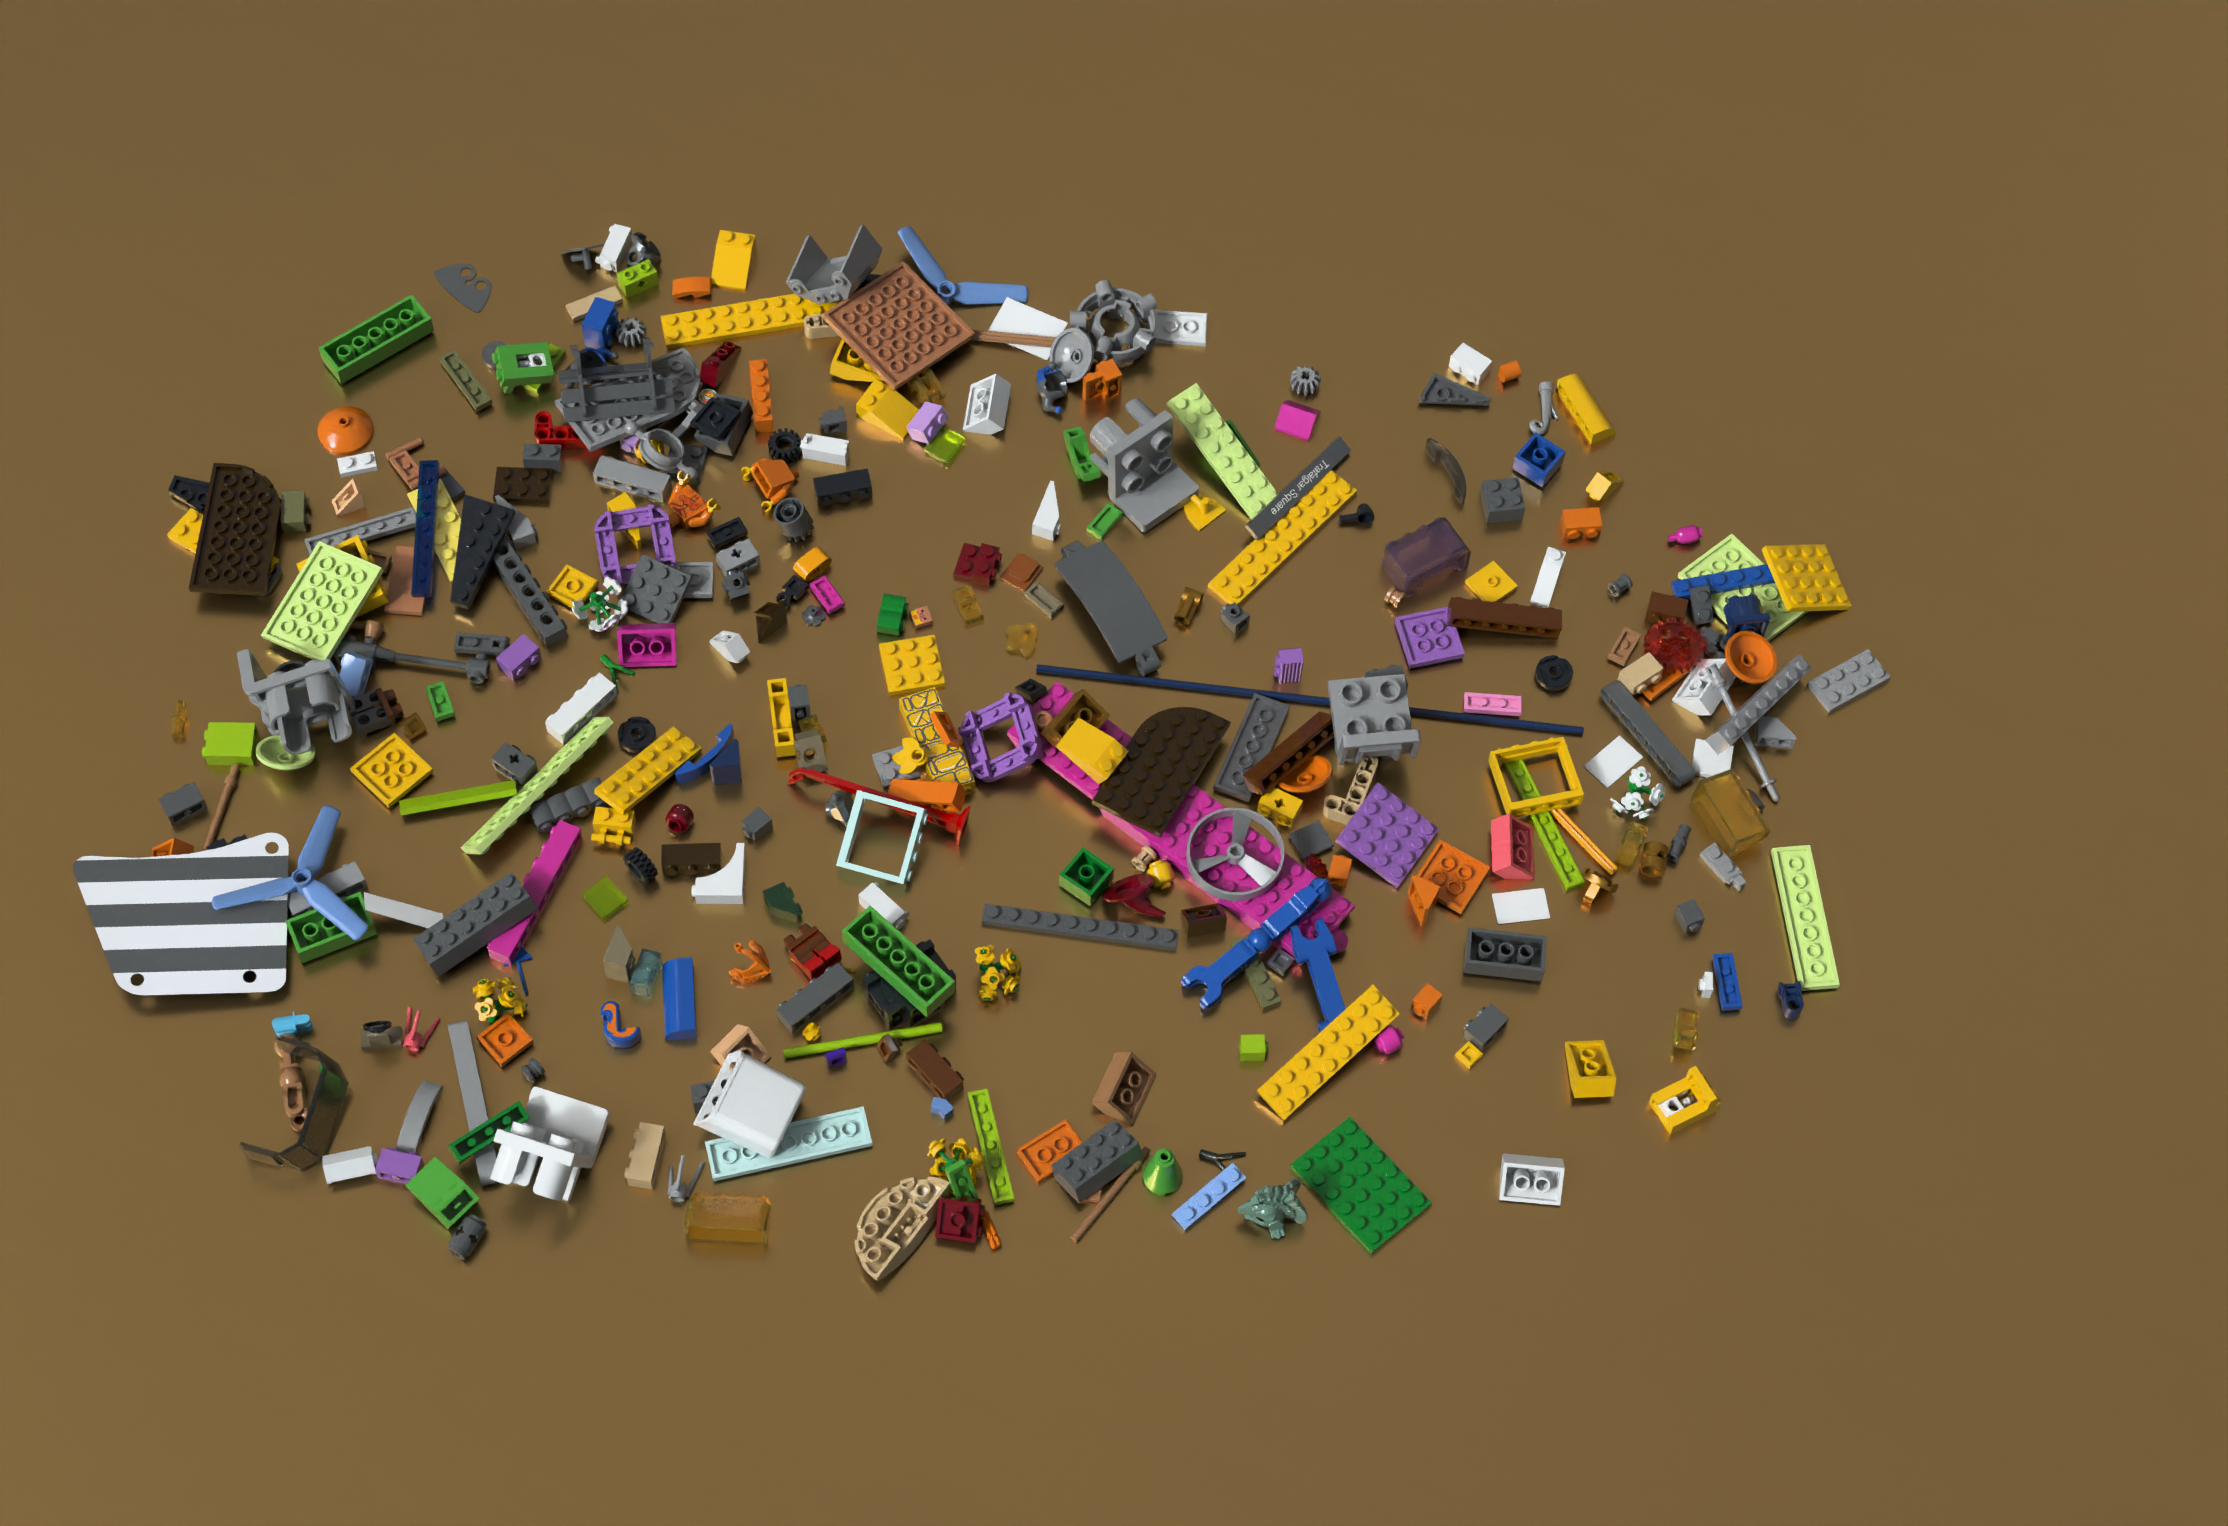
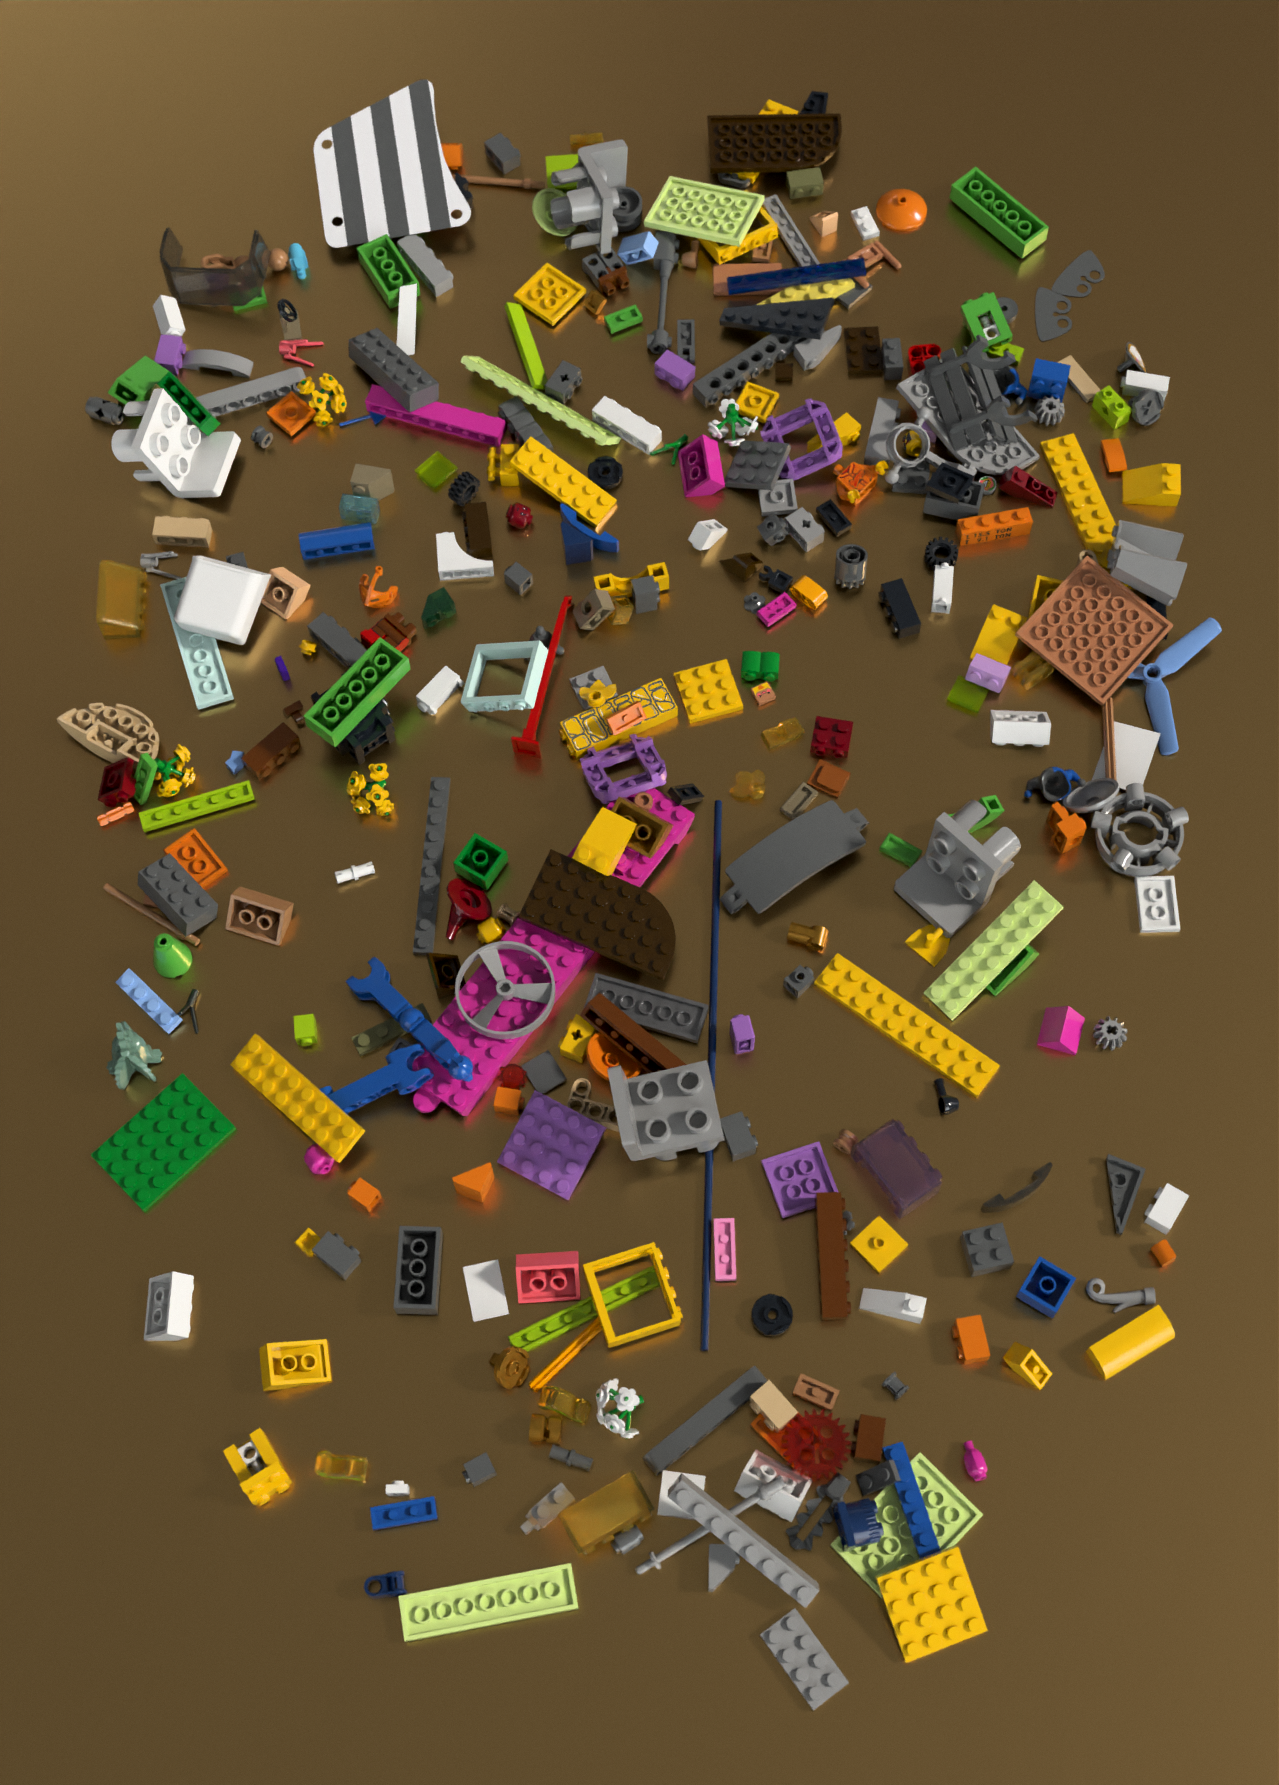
camera: 90 degrees right, 5 degrees up
(315, 892) = (428, 240): medium blue piece -> none
(465, 380) = (969, 289): olive plate -> none
(497, 319) = (1045, 306): none -> dark grey piece
(537, 558) = (784, 372): none -> dark brown tile
(612, 1027) = (306, 491): blue animal -> none
(773, 479) = (897, 547): orange torso -> none
(833, 421) = (977, 592): dark grey brick -> none
(861, 1040) = (301, 684): lime piece -> none
(933, 794) = (553, 709): orange brick -> none
(1047, 518) = (896, 794): white slope -> none
(1083, 997) = (354, 872): none -> white pin
(1297, 488) = (968, 1033): dark grey tile -> none
(1455, 873) = (510, 1213): orange plate -> none
(1613, 761) = (670, 1385): white sticker -> none
(1750, 657) = (811, 1546): orange dish -> none

